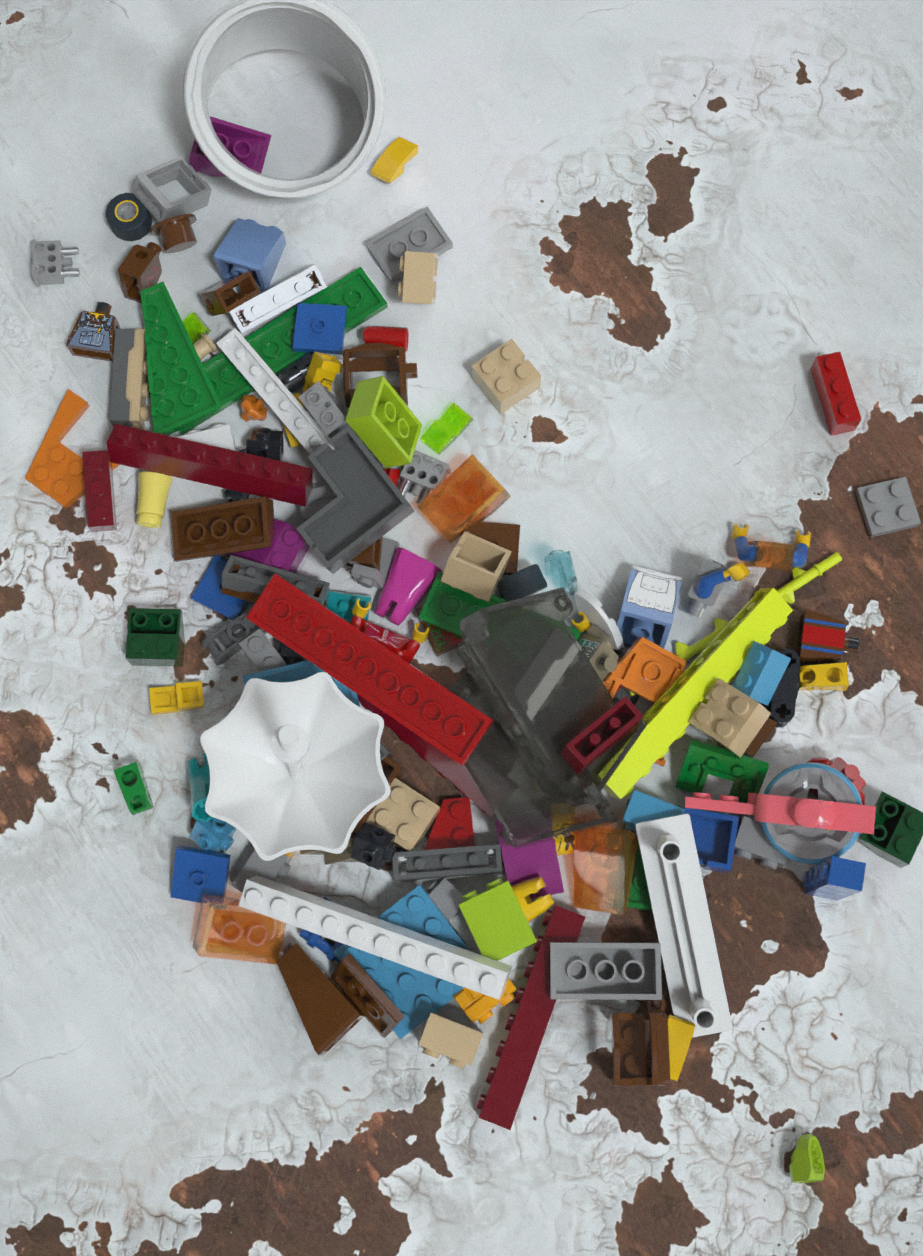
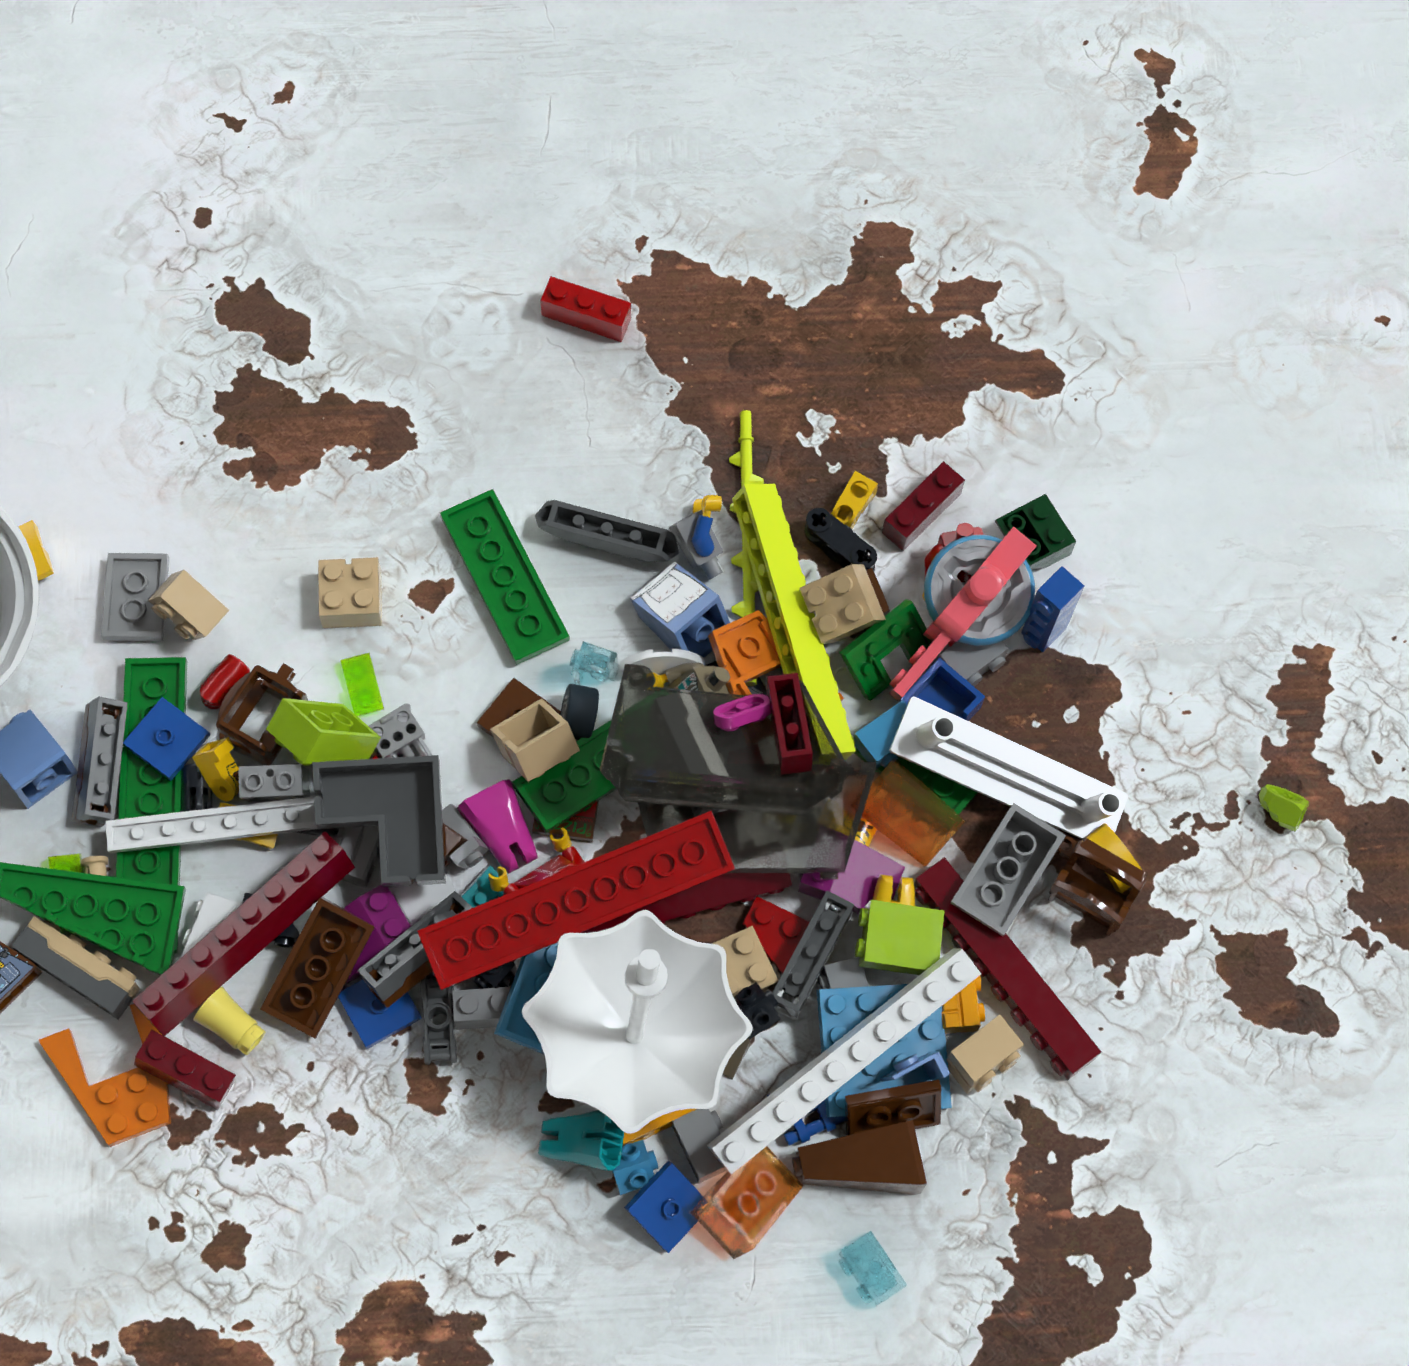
camera: 65 degrees left, 5 degrees down
(134, 788) = (531, 1222): green leg -> none
(155, 637) = (386, 1105): dark green slope -> none
(176, 698) = (462, 1126): yellow slope -> none
(222, 297) = (62, 804): reddish brown torso -> none
(243, 1052) = (871, 1269): none -> clear light blue bracket
(253, 408) = (203, 861): orange piece -> none
(266, 444) = (254, 869): black brick -> none
(405, 990) = (932, 1063): none -> medium blue piece
(464, 499) = (452, 711): clear orange slope -> none
(588, 695) = (742, 711): none -> dark pink plate
(590, 470) = (504, 576): none -> green plate
(671, 517) = (607, 532): none -> dark grey brick
(761, 673) = (815, 549): dark azure brick -> none
(771, 554) = (704, 470): torso -> none
(823, 639) = (816, 477): torso -> none
(857, 731) = (923, 506): none -> dark red brick
(888, 507) = (727, 339): light grey plate -> none

